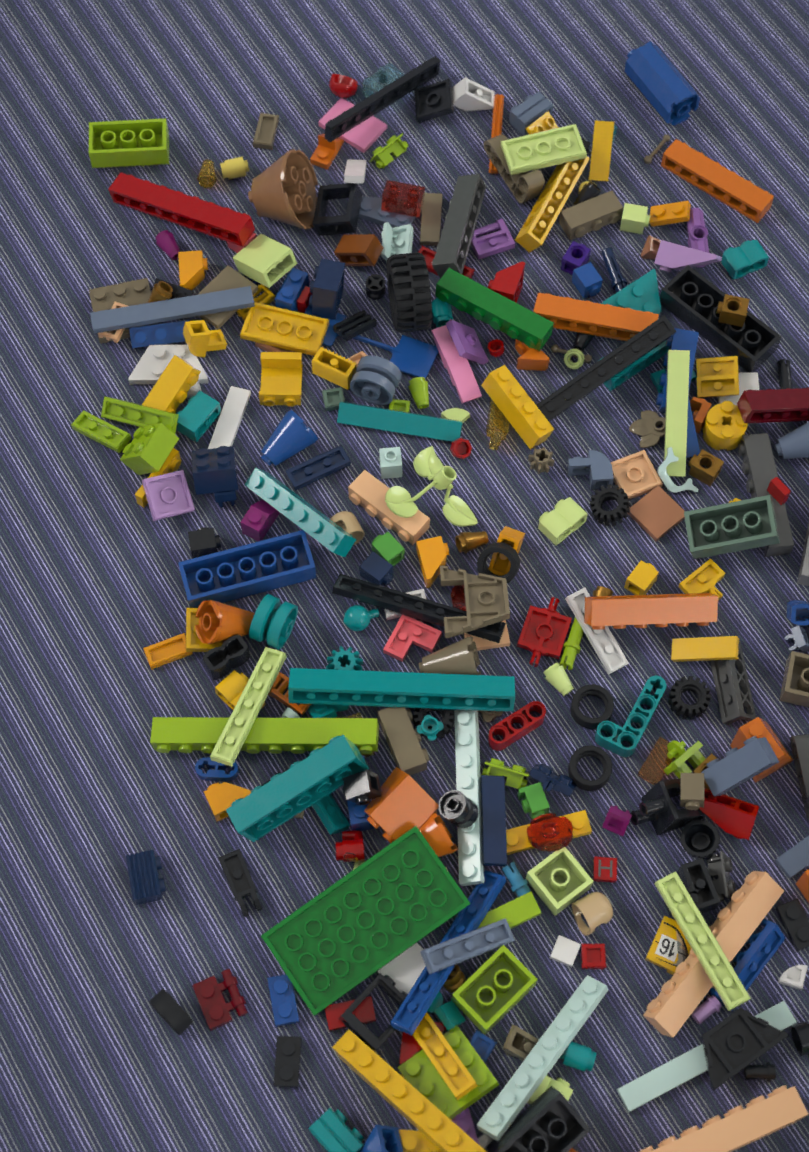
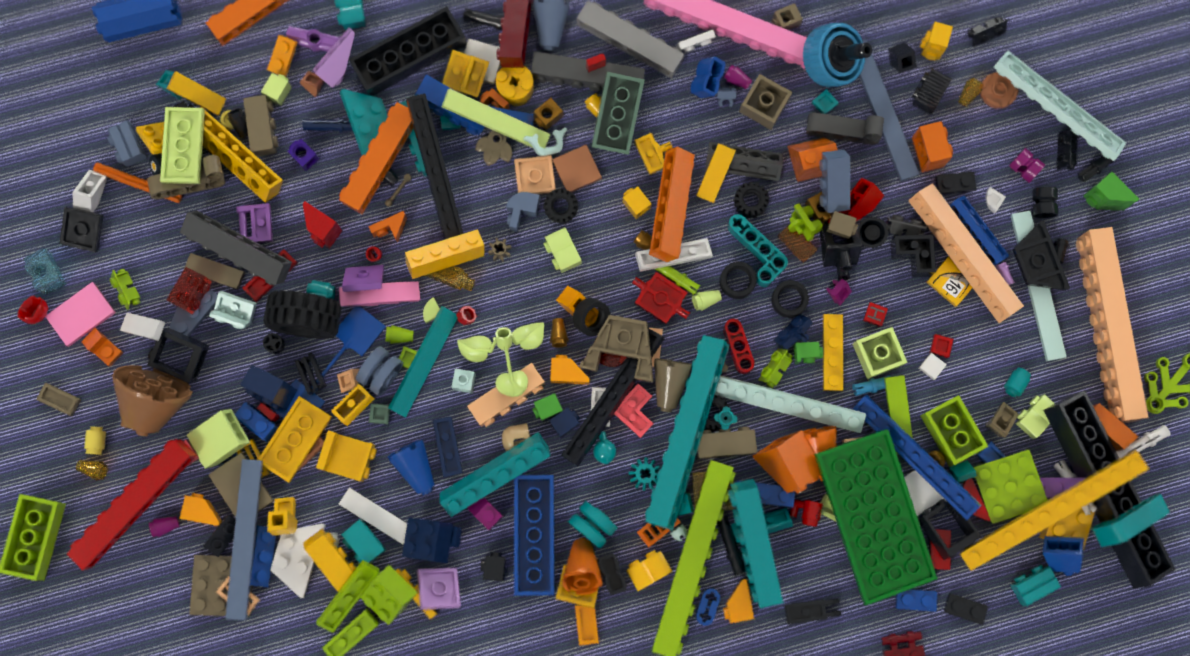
camera: 75 degrees left, 15 degrees up
(160, 292) = (224, 546): pearl gold cone -> none
(248, 707) = (667, 565): yellowish green tile -> none
(359, 250) = (232, 347): dark orange brick -> none
(361, 787) = (772, 489): black brick -> none
(381, 99) = (68, 281): black plate -> none
(444, 1058) = (1003, 485): yellow plate -> none
(458, 809) = (806, 415): black wheel -> none
(467, 946) = (920, 441): sand blue tile -> none
(493, 821) = (816, 390): dark blue tile -> none
(494, 309) = (341, 244): green brick -> none
(542, 1058) = (1017, 409): light aqua plate -> none
(550, 832) = (841, 348): clear red tile -> none
(574, 365) = (410, 189): yellowish green plate -> none
(587, 280) = (329, 151): blue brick -> none
(595, 909) = (910, 335): tan helmet -> none
(648, 159) = (212, 54): dark tan hinge -> none
(702, 941) = (961, 259): yellowish green tile -> none
(735, 303) = (412, 29): pearl gold brick -> none

